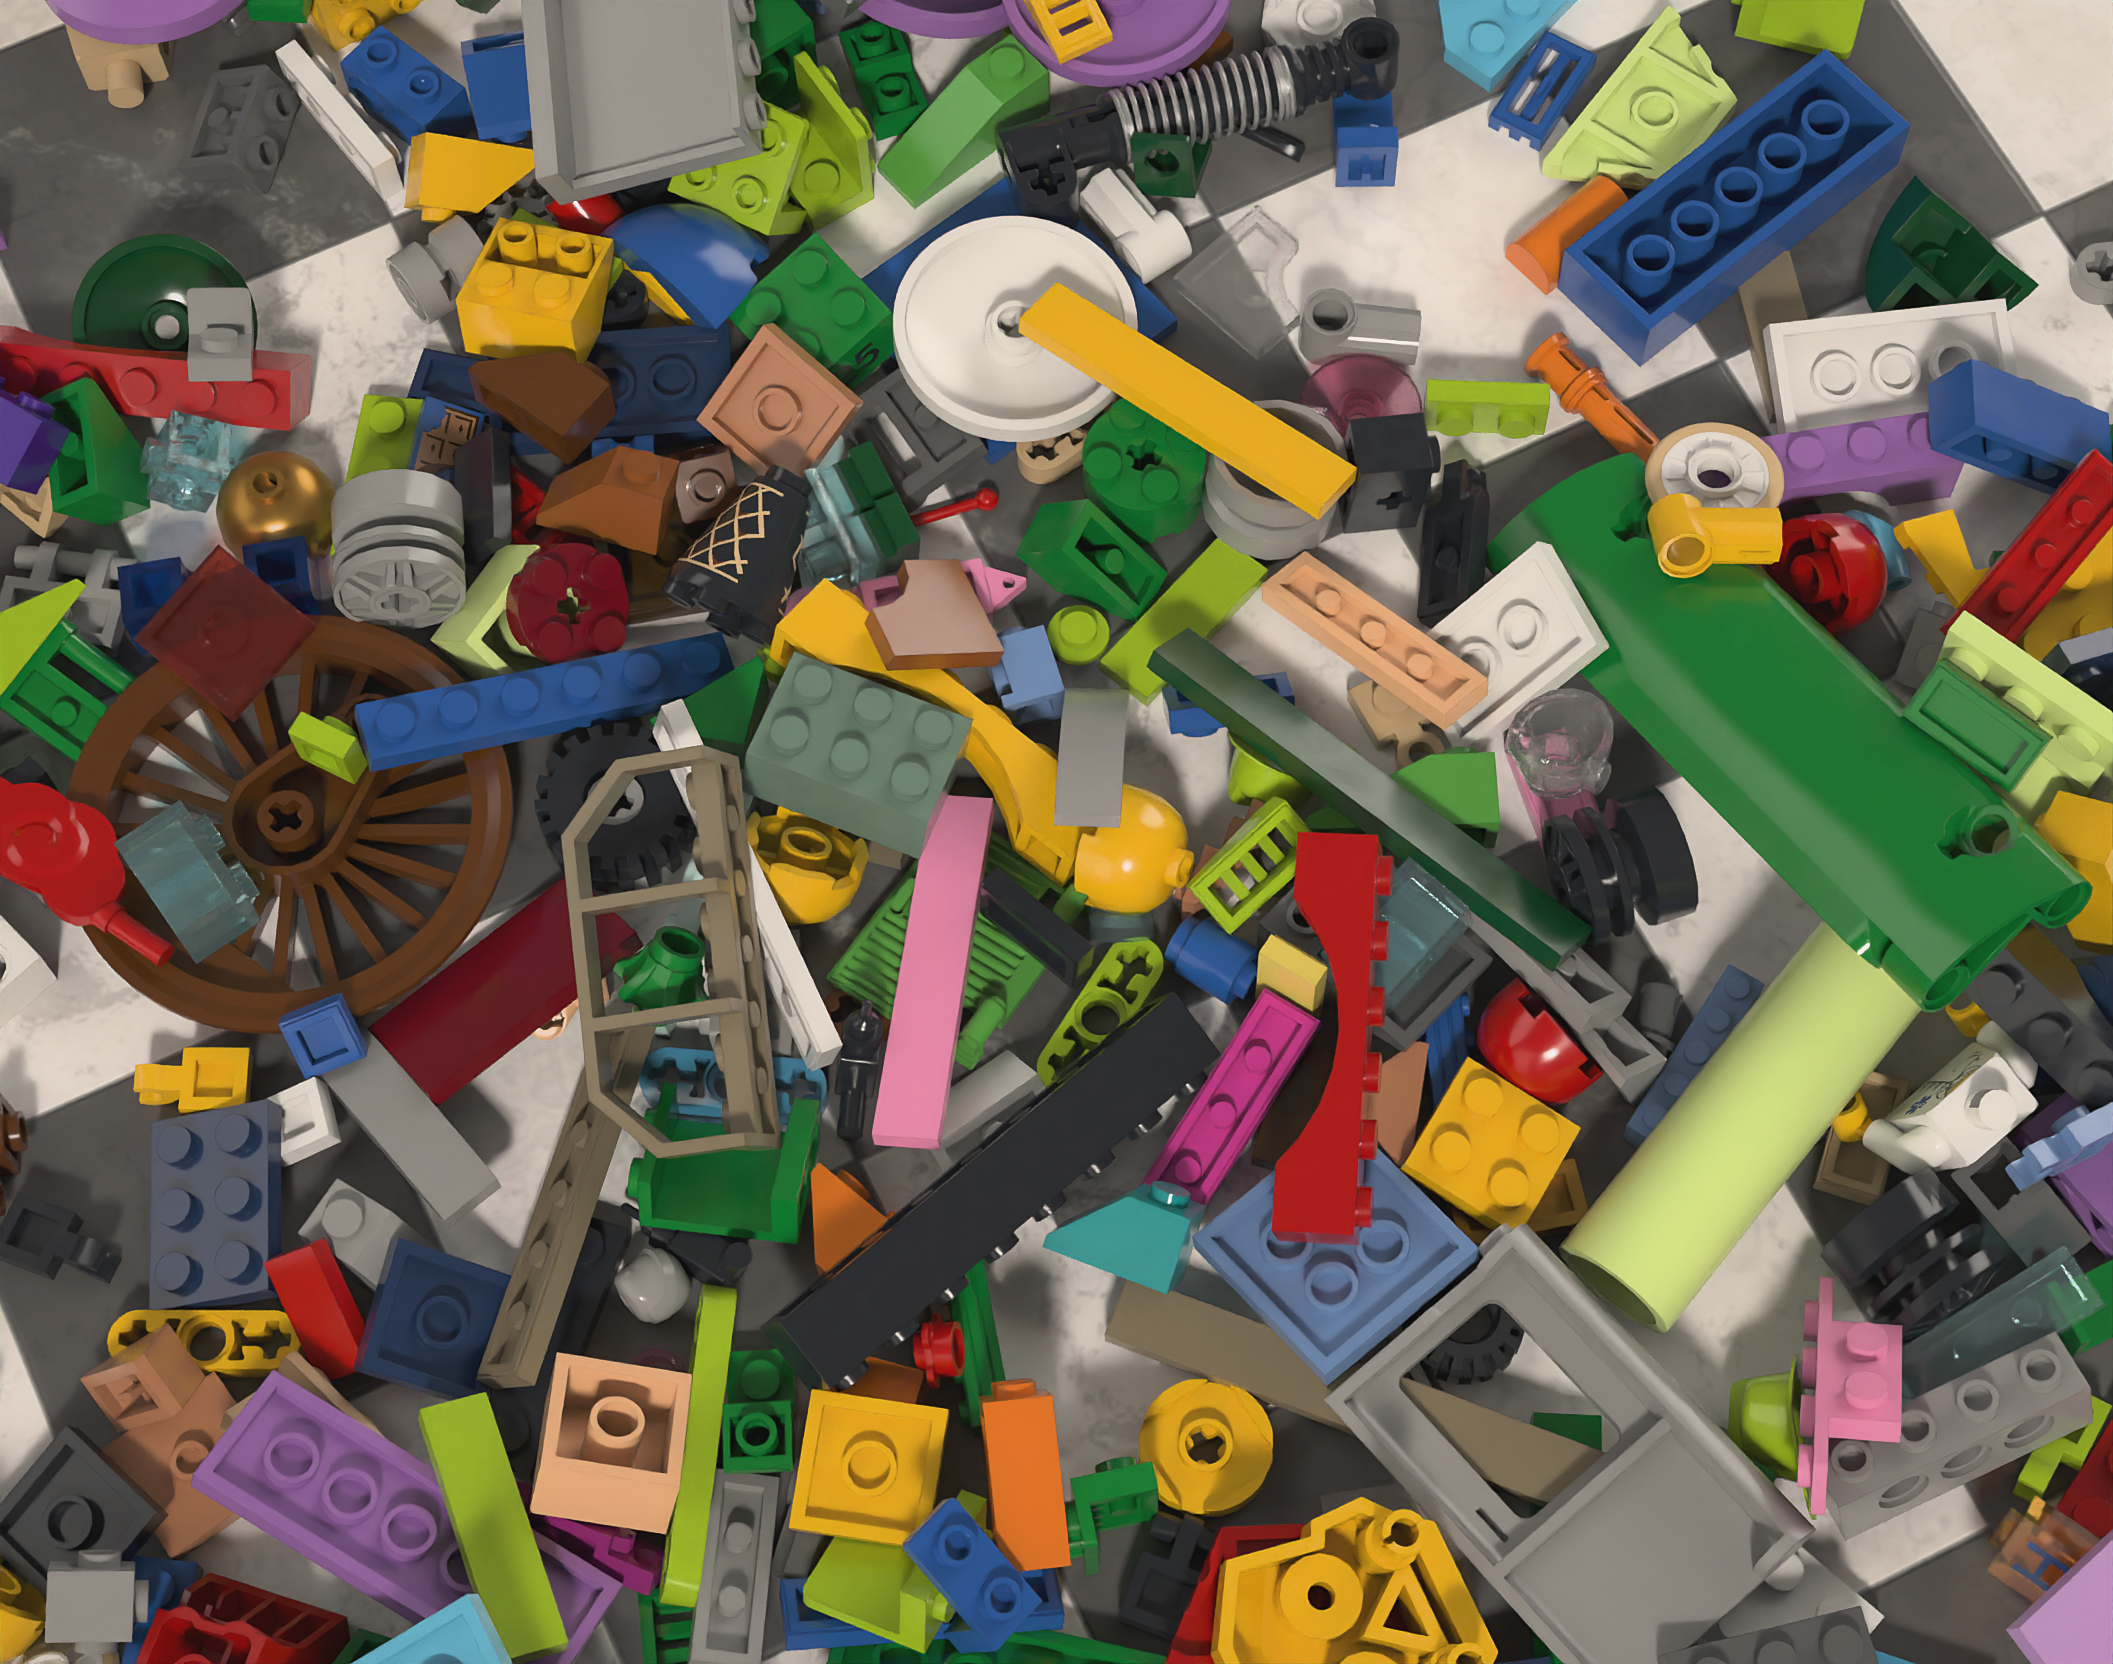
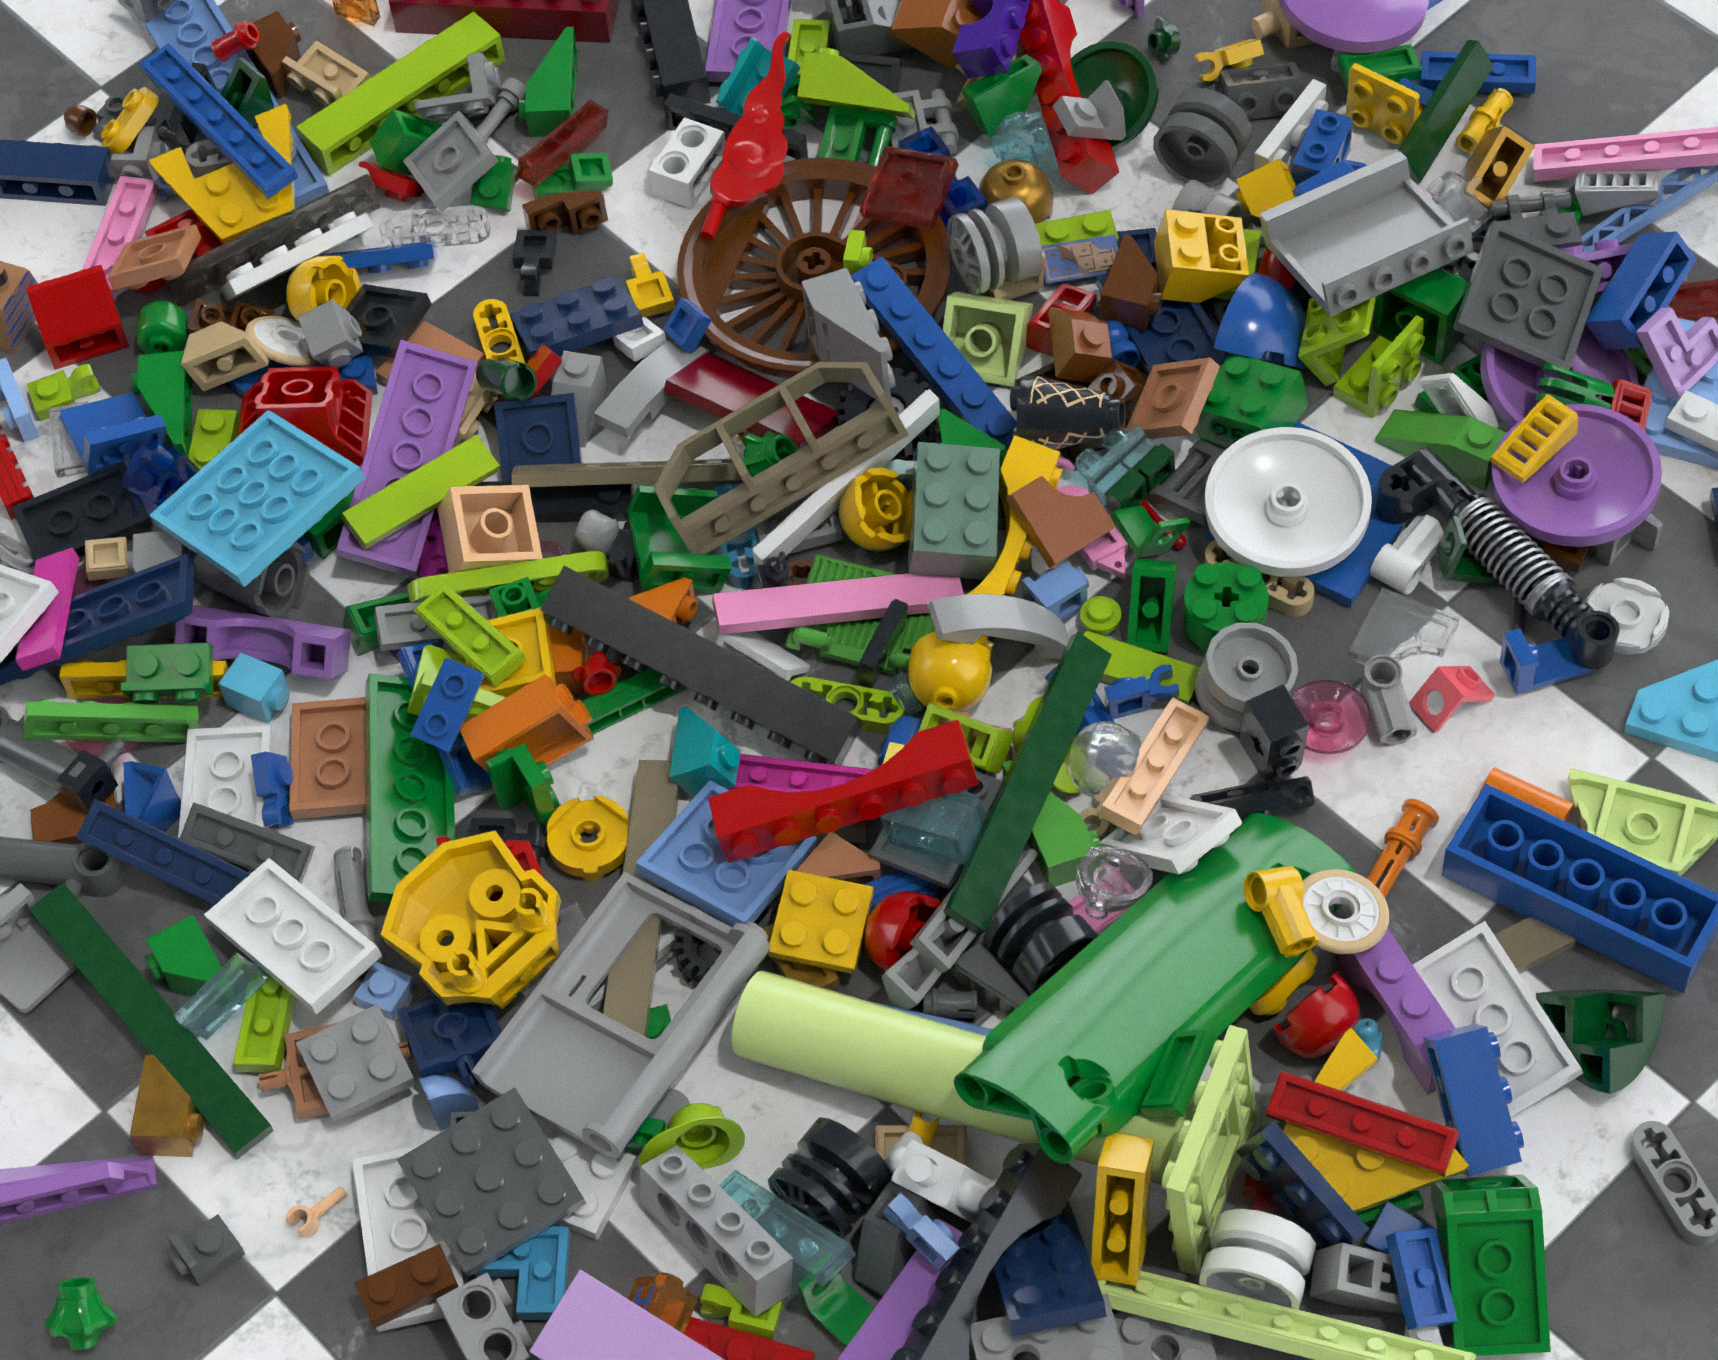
camera: 75 degrees right, 10 degrees down
(81, 222) = (1164, 40): none -> dark green plate
(145, 1381) = (466, 321): nougat slope -> none
(156, 140) = (1237, 55): none -> yellow plate
(189, 880) = (749, 225): clear light blue brick -> none
(314, 222) = (1202, 137): none -> dark grey wheel
(332, 1330) = (507, 379): none -> dark green arm
(485, 490) = (1059, 282): black tile -> none
(490, 793) = (844, 328): none -> light grey slope
(544, 581) = (1022, 349): dark red plate -> none
(817, 1516) = (470, 635): none -> lime tile
(931, 71) = (1458, 398): none -> white slope
(972, 535) = (1143, 534): none -> green bracket
(1188, 400) = (1263, 598): yellow tile -> none
(1237, 633) = (1135, 695): none -> blue plate
(1351, 691) = (1101, 754): none -> clear hair
(1371, 240) = (1456, 686): none -> coral bracket
(1486, 407) = (1365, 799): lime plate -> none
(1522, 125) = (1636, 765): blue tile -> none
(1655, 951) = (981, 972): none -> dark grey slope
(1855, 1387) = (713, 1146): bright pink bracket -> none

